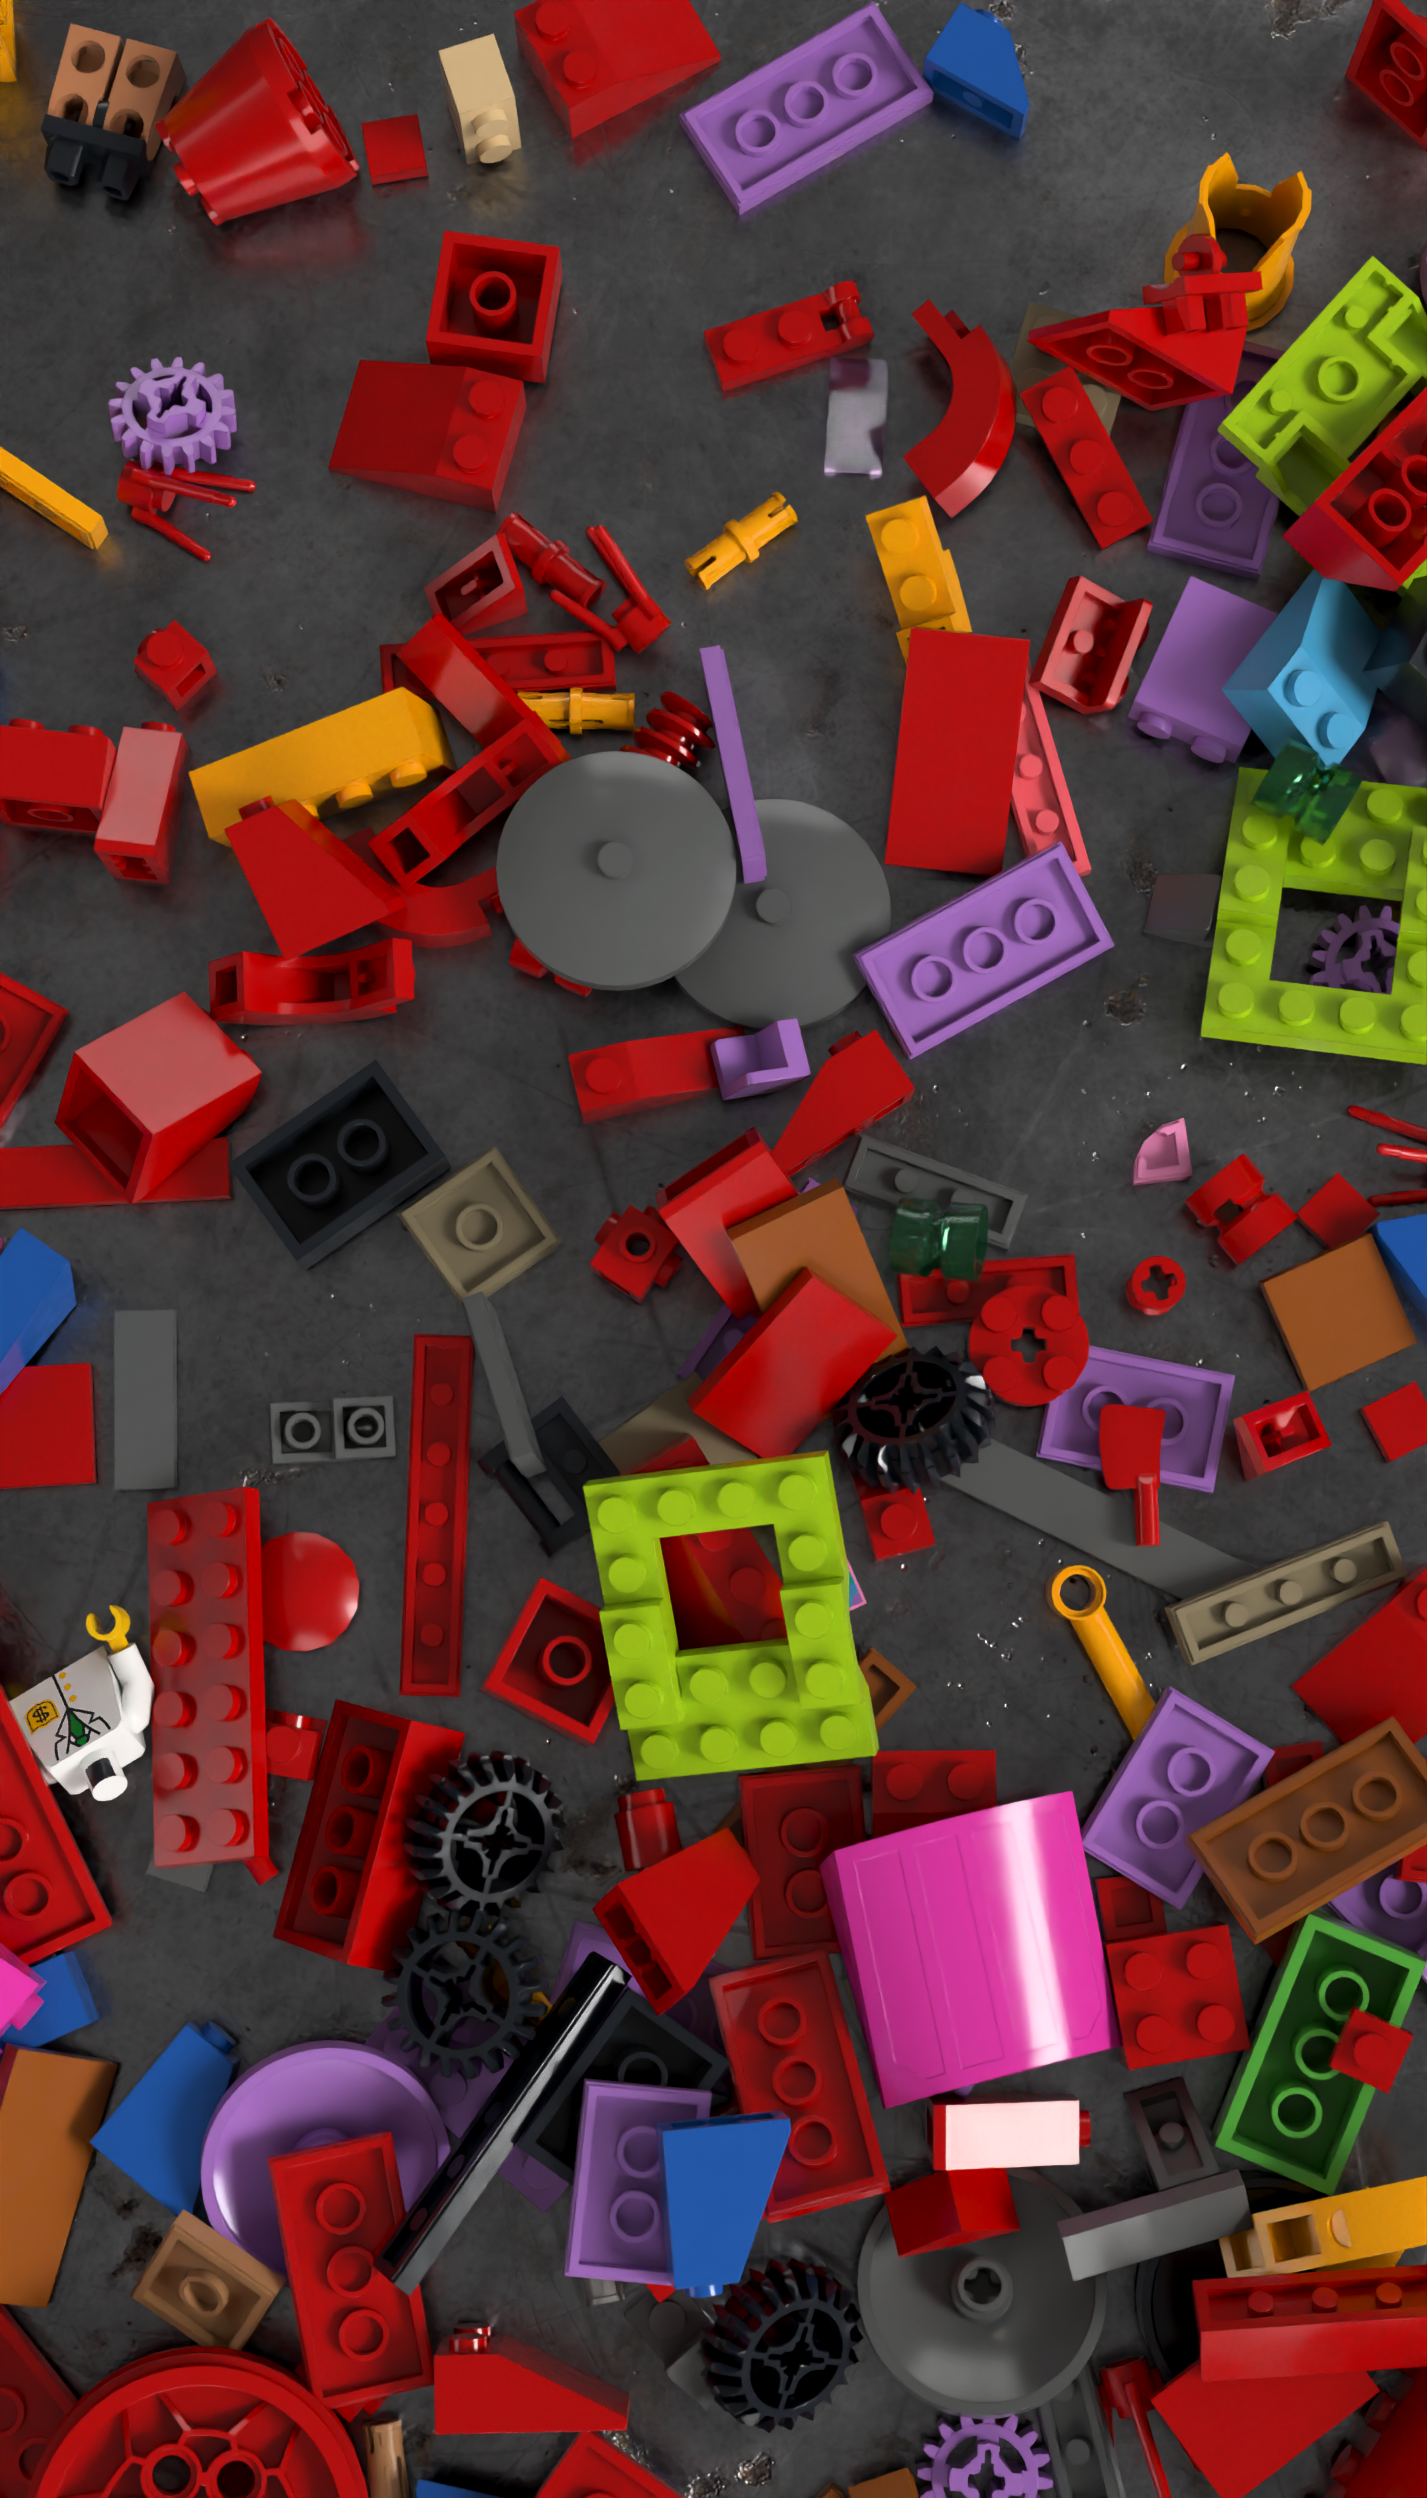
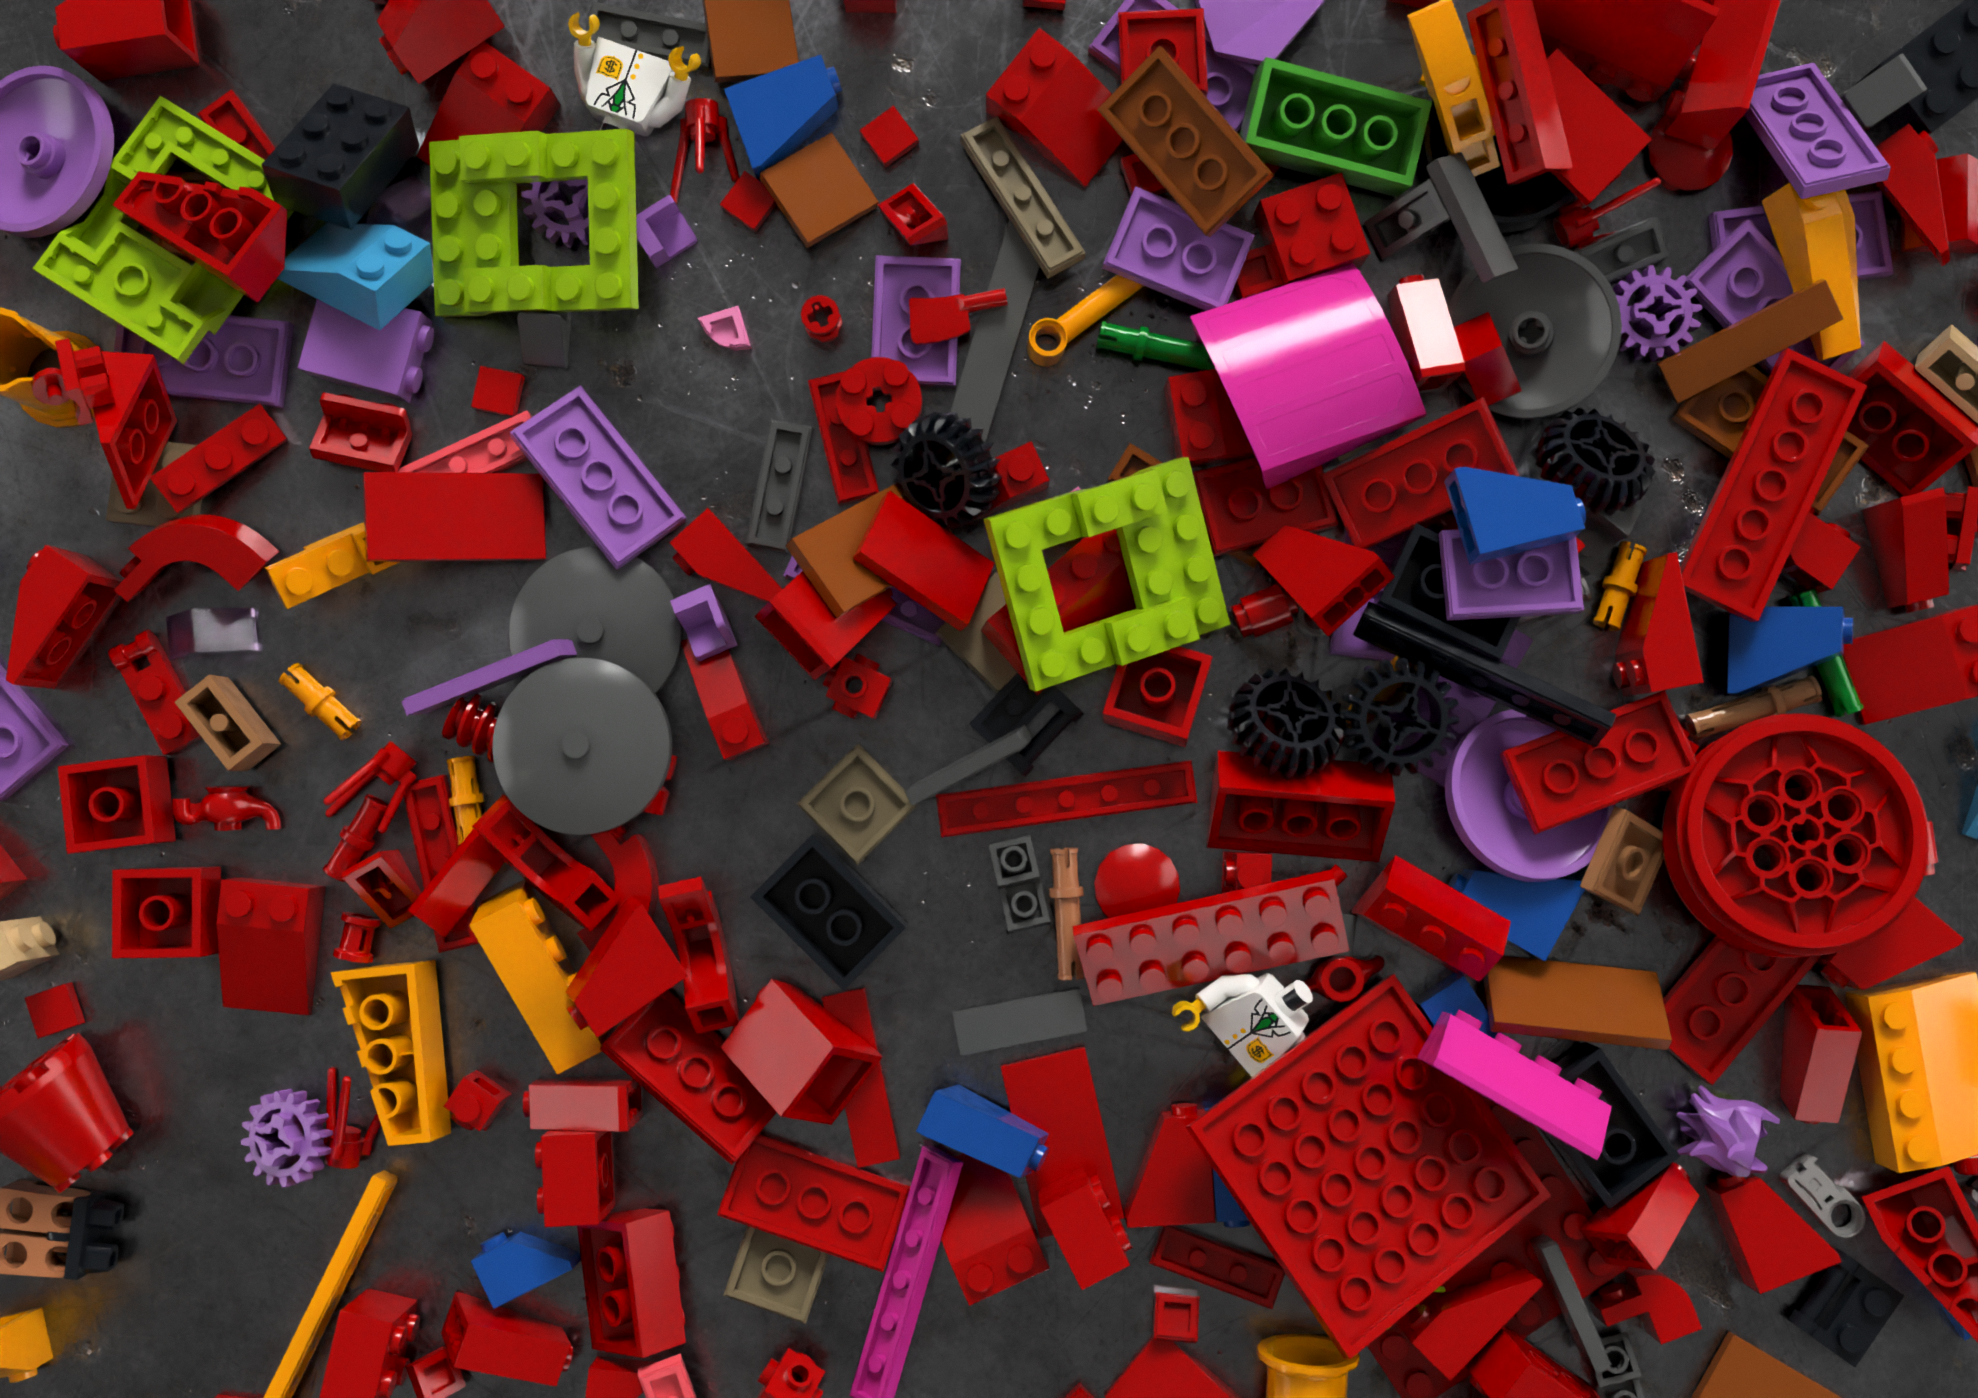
camera: 100 degrees left, 5 degrees up
(122, 1855) = (1343, 976): none -> red piece
(154, 944) = (690, 1075): none -> red tile
(175, 1994) = (1434, 919): none -> red slope
(265, 578) = (400, 1046): none -> light orange wedge
(301, 1491) = (1067, 911): none -> nougat pin
(418, 543) = (357, 937): none -> red bush
(599, 2354) = (1619, 586): none -> light orange pin
(618, 401) = (226, 808): none -> red piece
(646, 264) = (116, 803): none -> red brick
(729, 419) = (227, 723): none -> medium nougat brick
(911, 224) = (56, 614): none -> red slope
(939, 1239) = (814, 473): clear green wheel -> none
(1051, 1733) = (1155, 346): none -> green pin
(1123, 835) = (498, 391): none -> red tile
(1246, 1231) = (766, 253): red wheel -> none
(1306, 790) = (446, 257): clear green wheel -> none
(1309, 1090) = (664, 231): none -> medium lavender panel
(1370, 2049) = (1331, 86): red plate -> none

